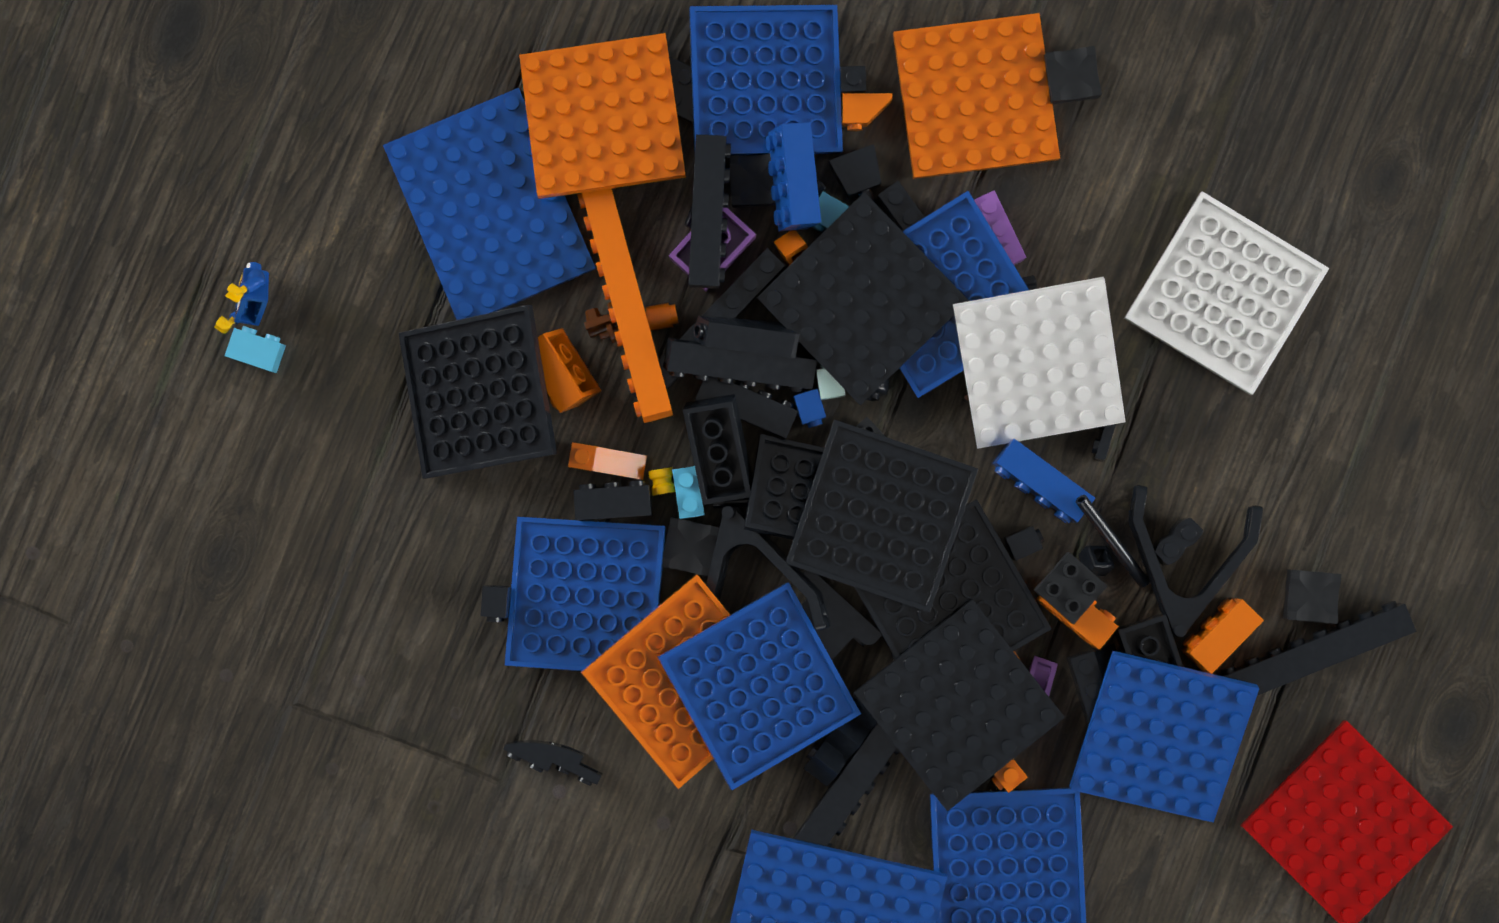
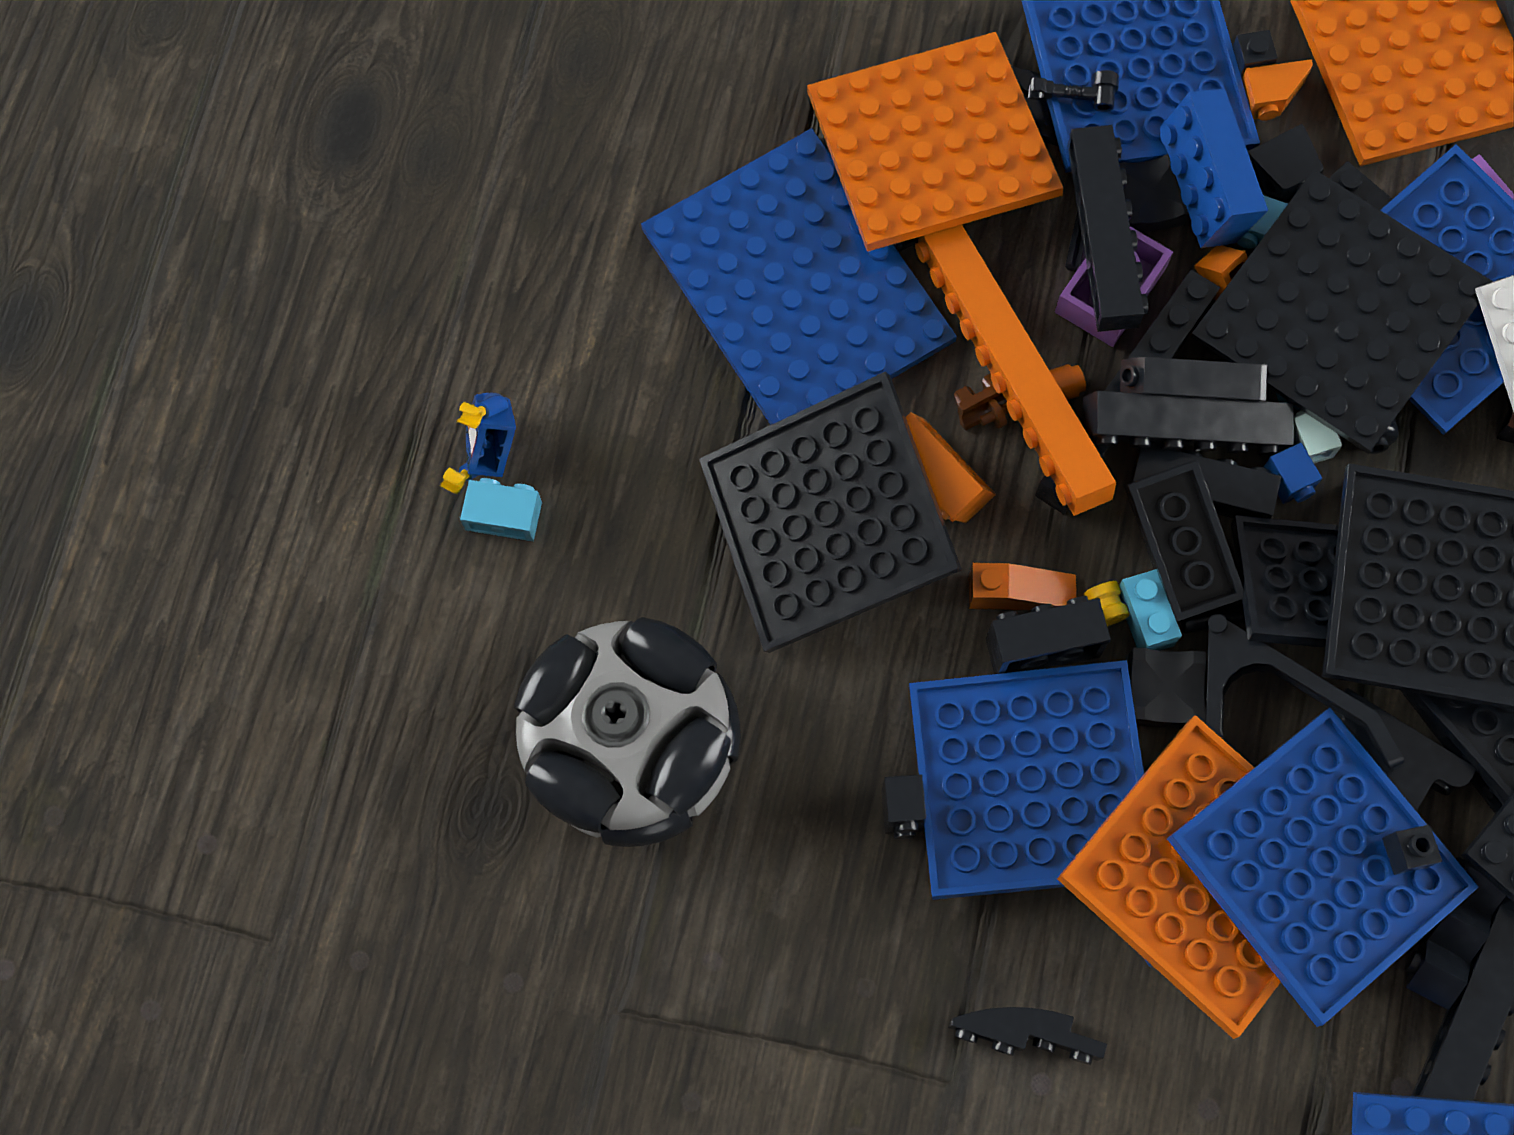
camera: 10 degrees left, 15 degrees down
(314, 541) = (643, 718): none -> piece
(729, 100) = (1102, 90): none -> black brick
(810, 686) = (1412, 849): none -> black plate

